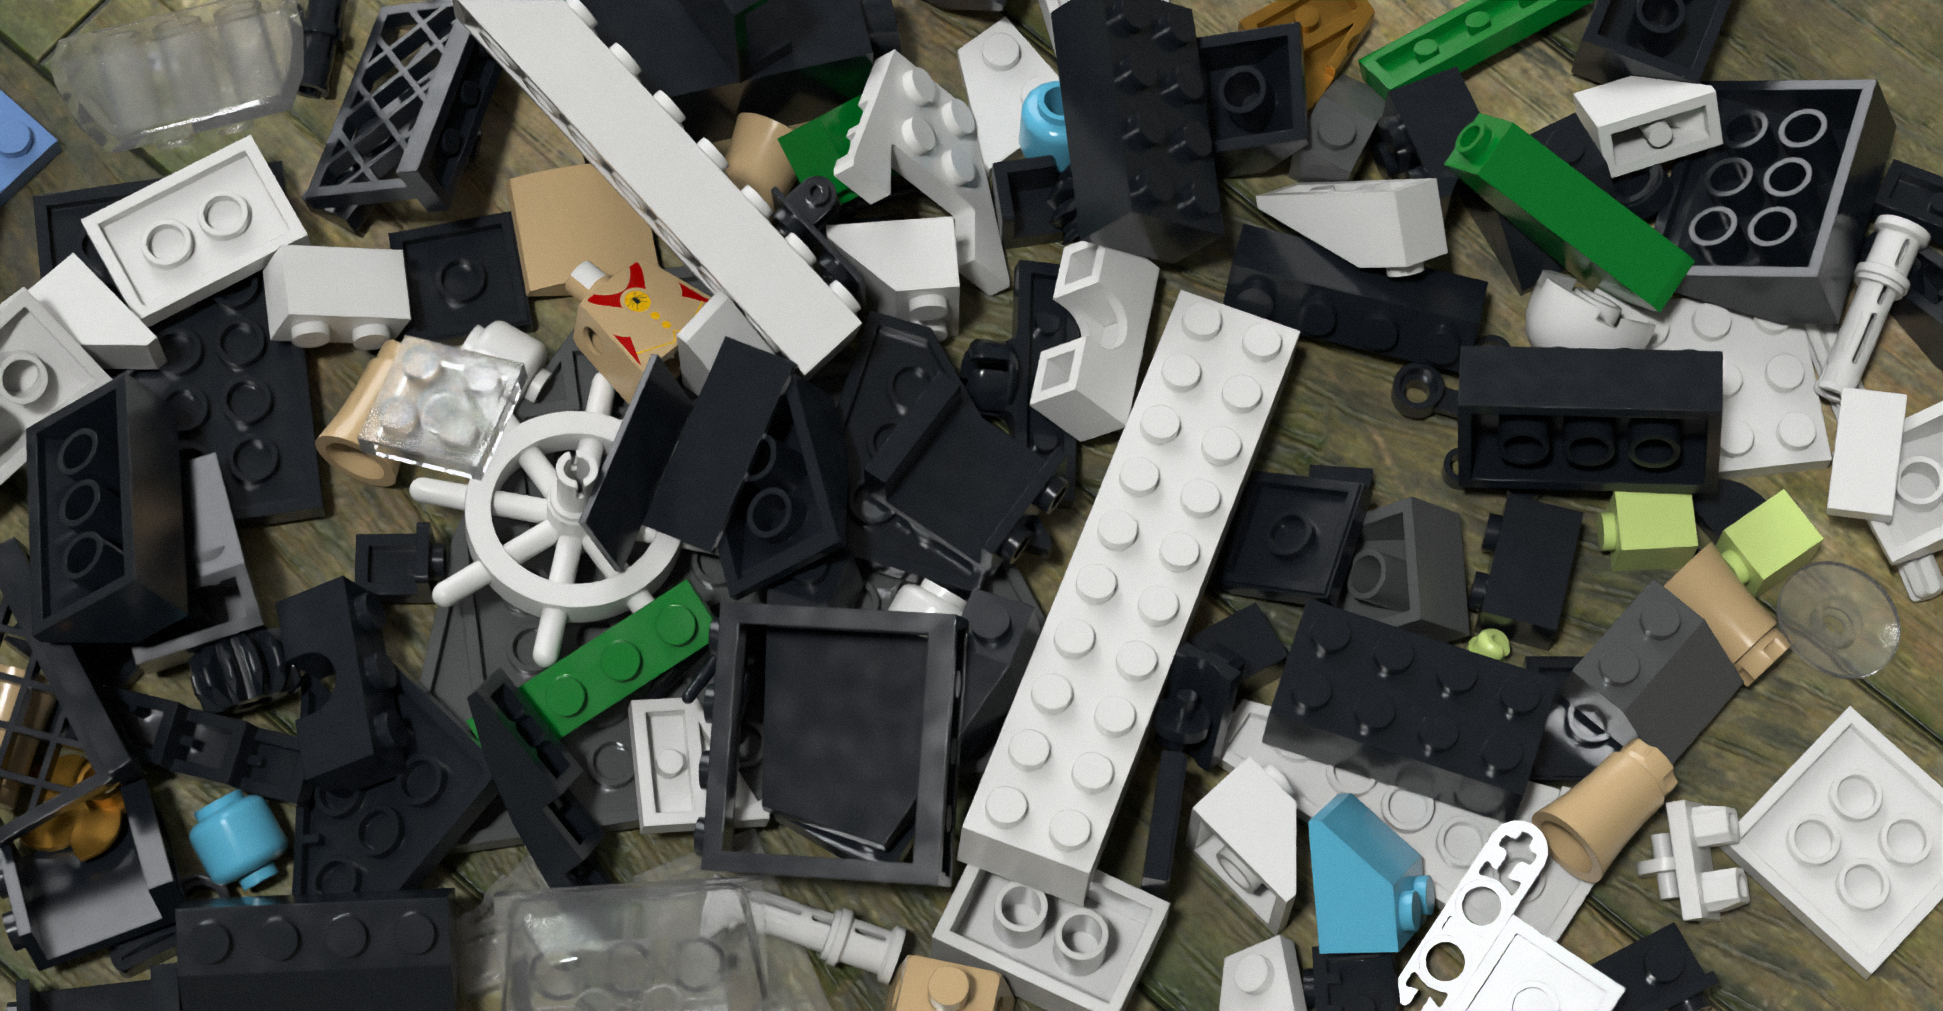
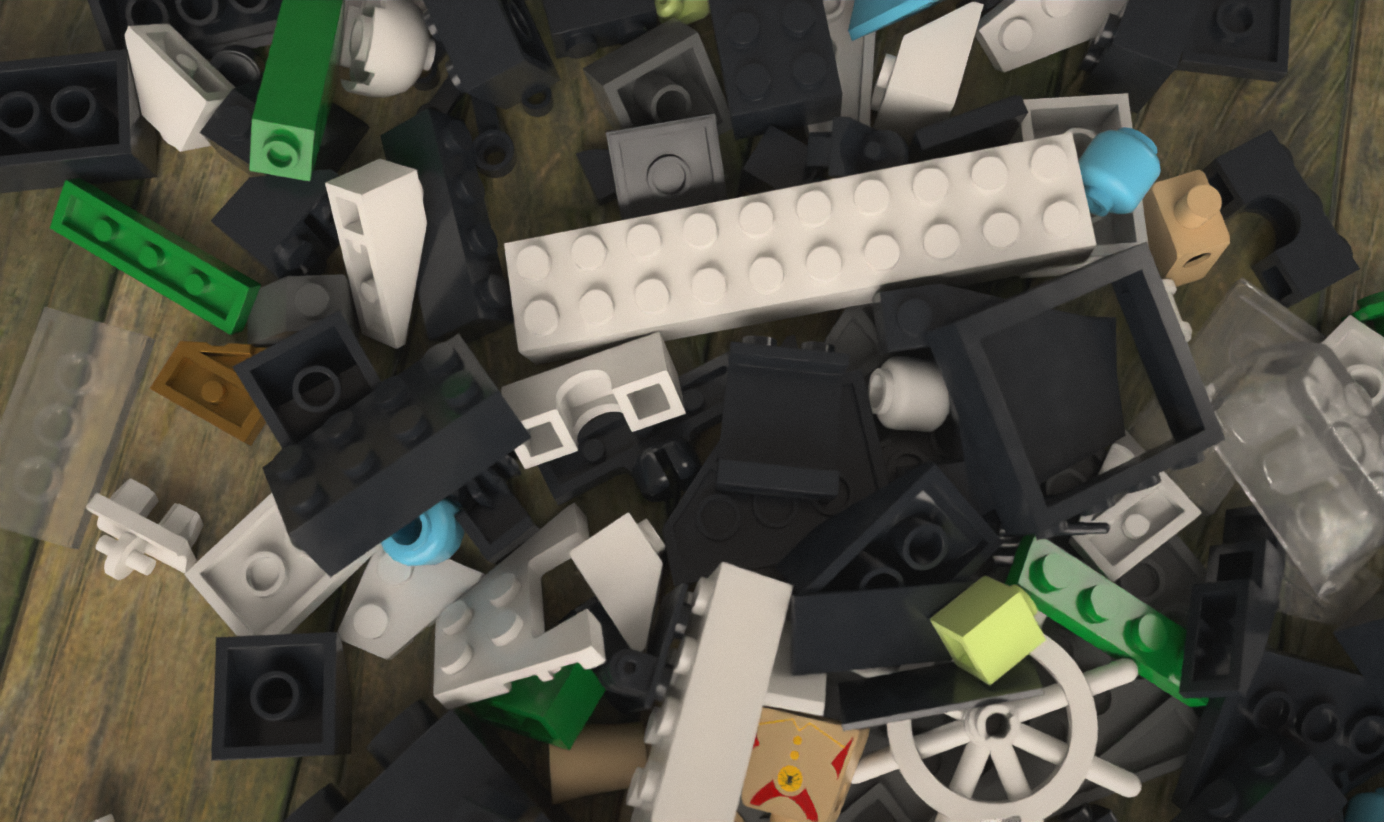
camera: 120 degrees left, 10 degrees up
(662, 528) = (989, 628): none -> yellowish green brick
(1029, 923) = (1118, 170): none -> medium azure head

